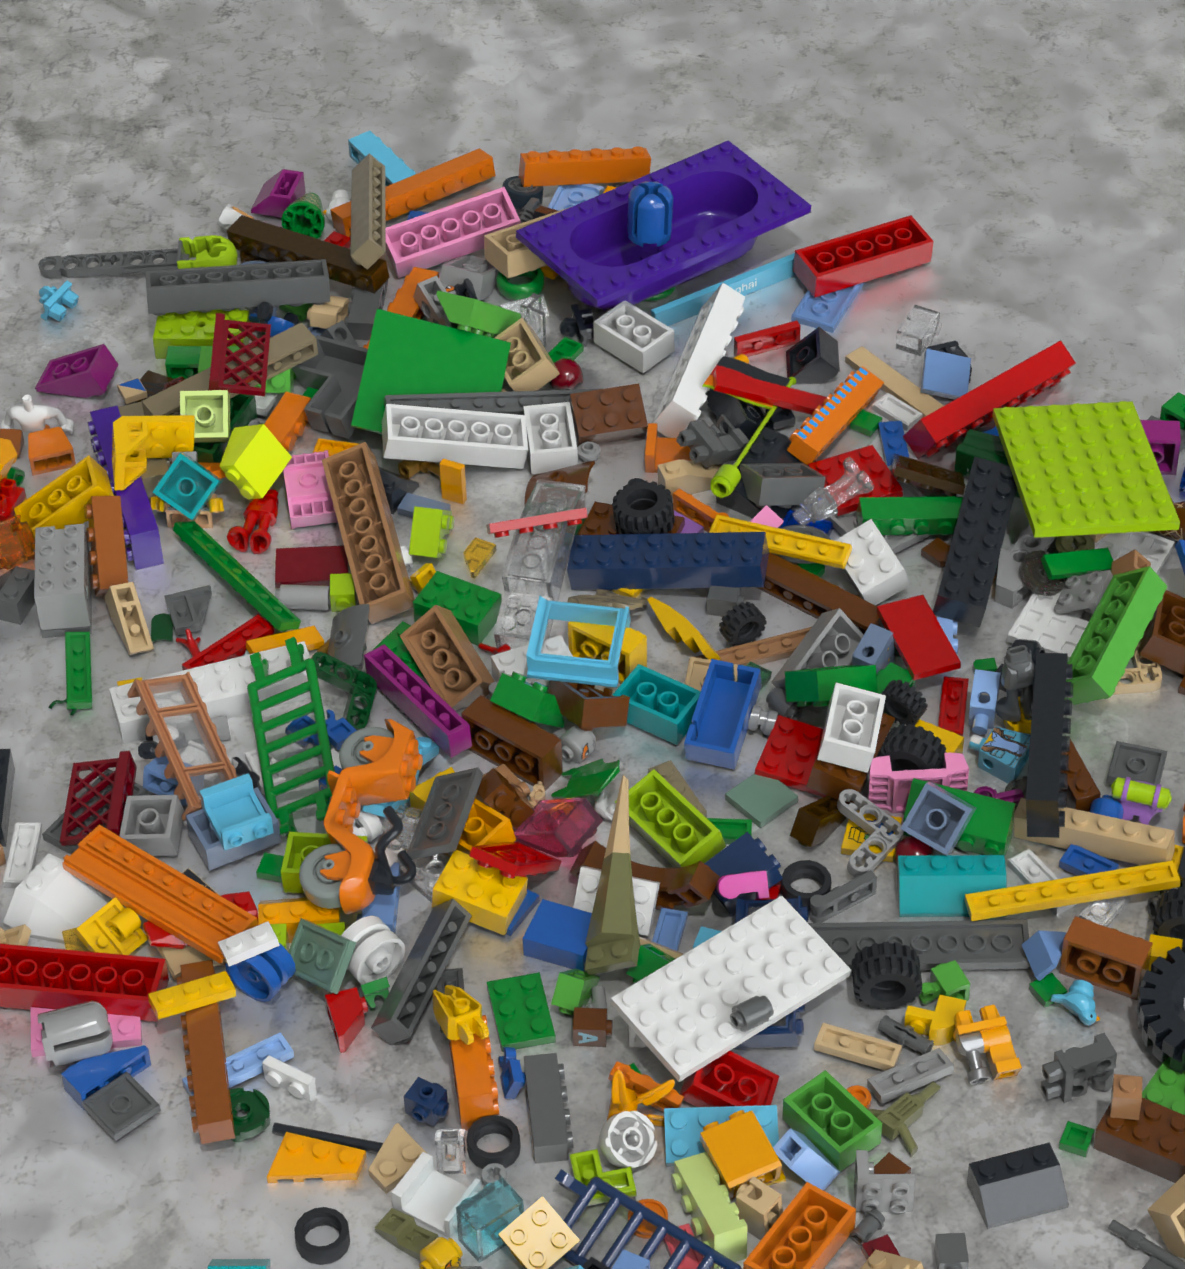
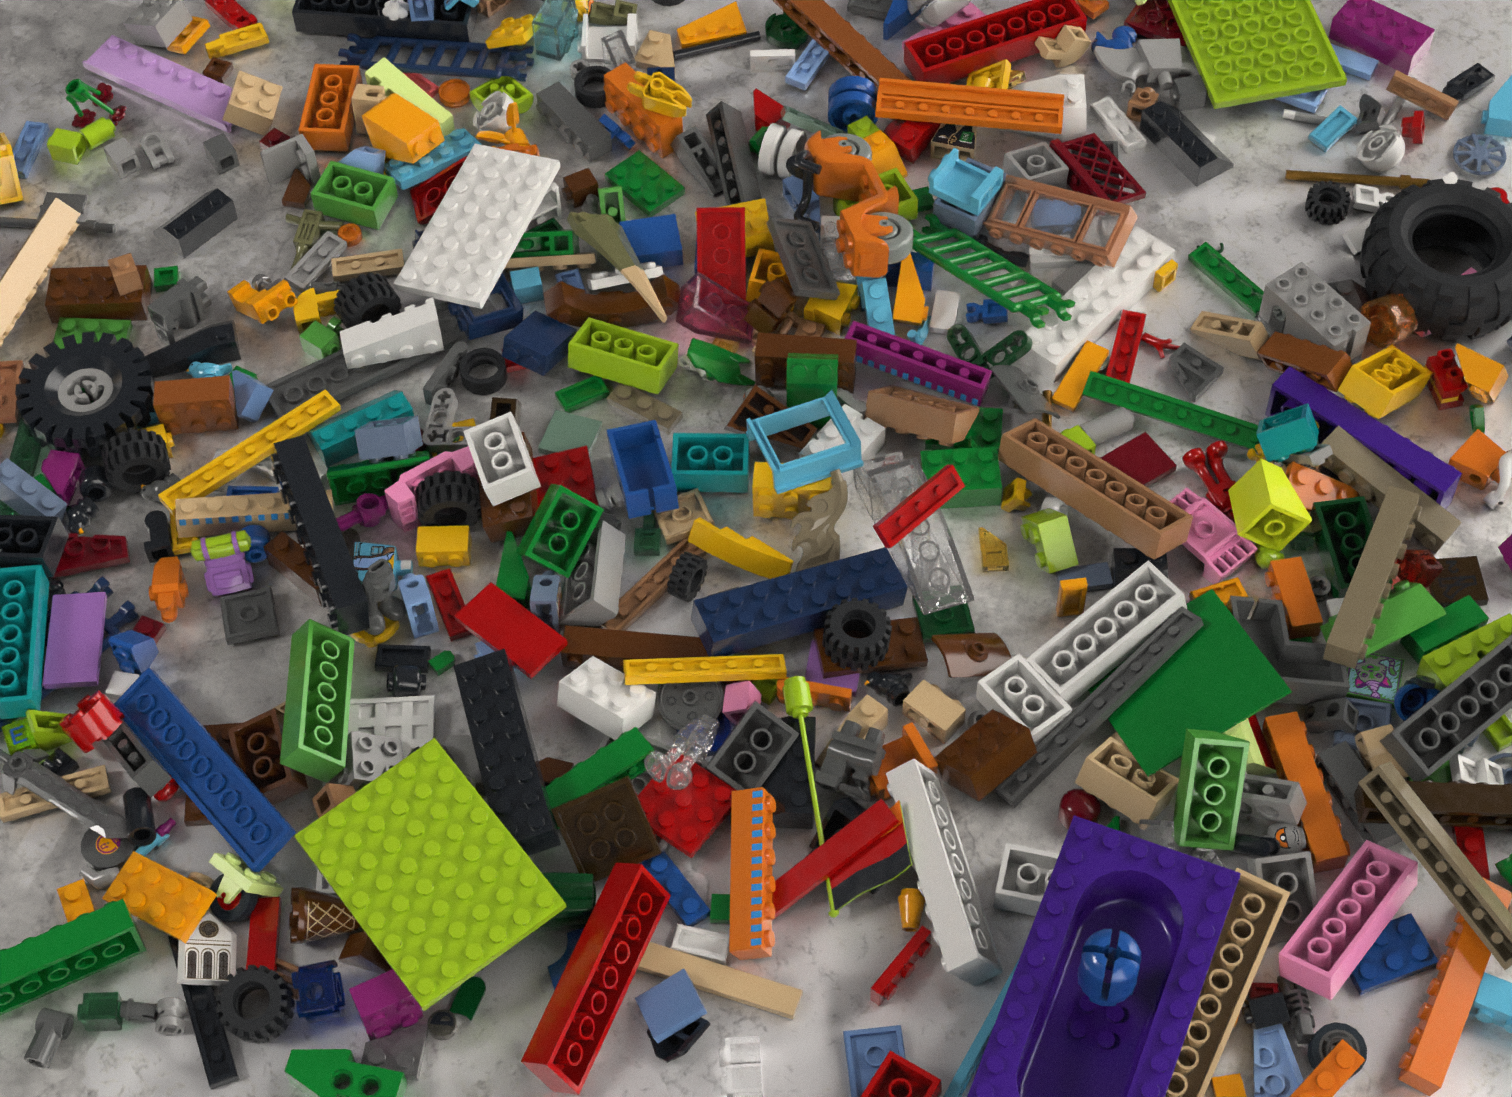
camera: 150 degrees right, 10 degrees up
(132, 391) = (1472, 560): tan tile -> none
(147, 437) = (1365, 427): yellow bracket -> none
(161, 628) = (1203, 347): dark green piece -> none
(192, 995) = (880, 53): yellow plate -> none
(210, 412) = (1343, 504): yellowish green brick -> none
(220, 350) = (1394, 563): dark red fence -> none
(248, 943) = (860, 83): white plate -> none
(338, 730) = (960, 311): blue plate -> none
(617, 465) = (934, 711): none -> tan brick
(734, 884) = (520, 310): leg -> none
(751, 1013) = (442, 192): dark grey brick -> none
(813, 358) = (831, 961): black slope -> none
(863, 921) = (393, 337): none -> white wedge
(903, 702) = (483, 541): black tyre -> none
(1061, 1028) = (210, 344): none -> black wedge

